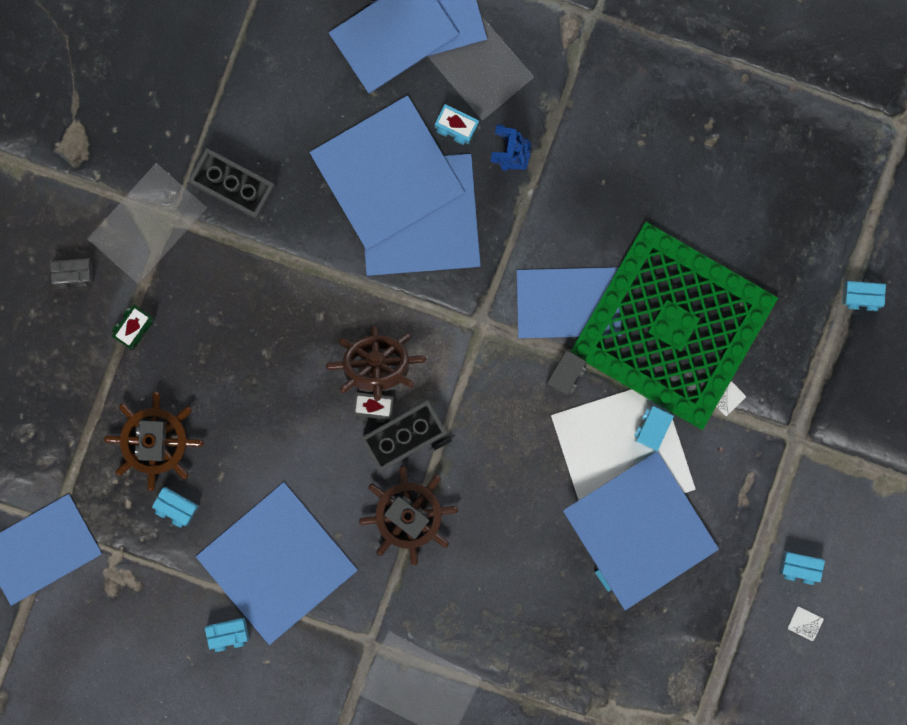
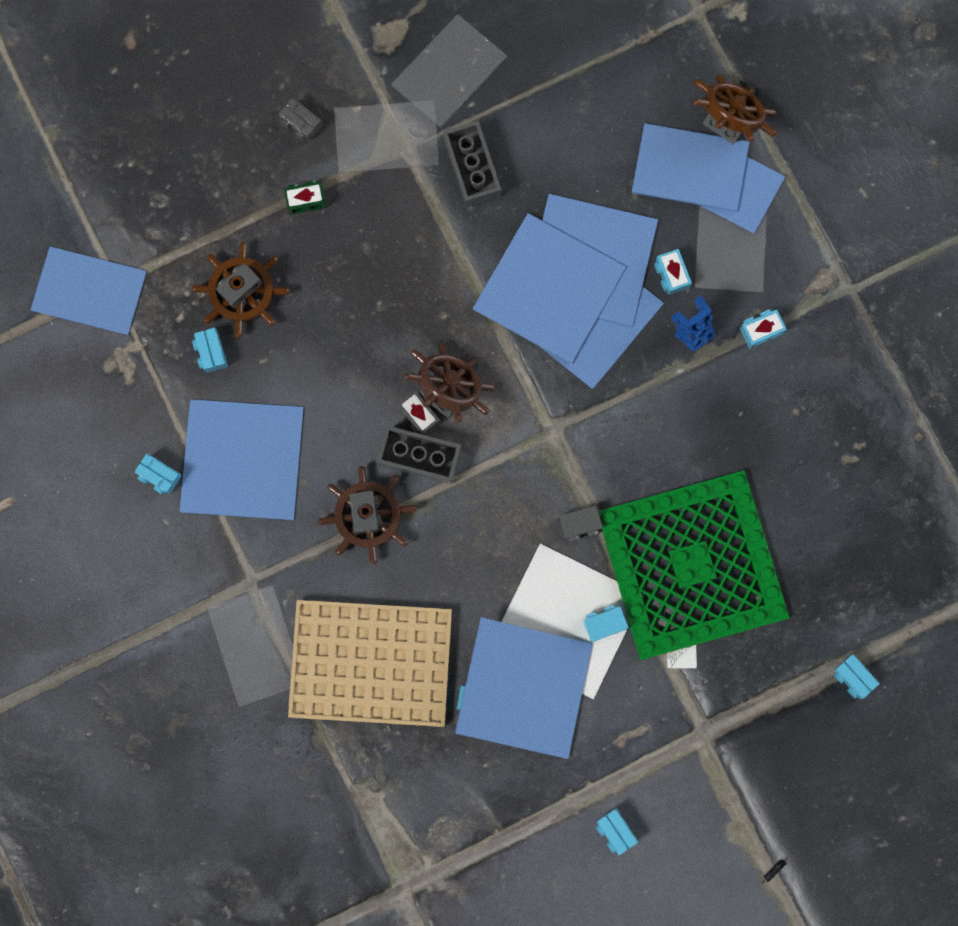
camera: 50 degrees right, 5 degrees down
(145, 129) = (449, 70): none -> clear piece
(377, 222) = (549, 288): none -> medium blue piece
(441, 442) = (442, 487): black piece -> none
(514, 619) = (370, 663): none -> tan plate
(560, 105) = (762, 328): none -> brick
(560, 301) = (626, 468): medium blue piece -> none
(805, 623) = (579, 877): white sticker -> none

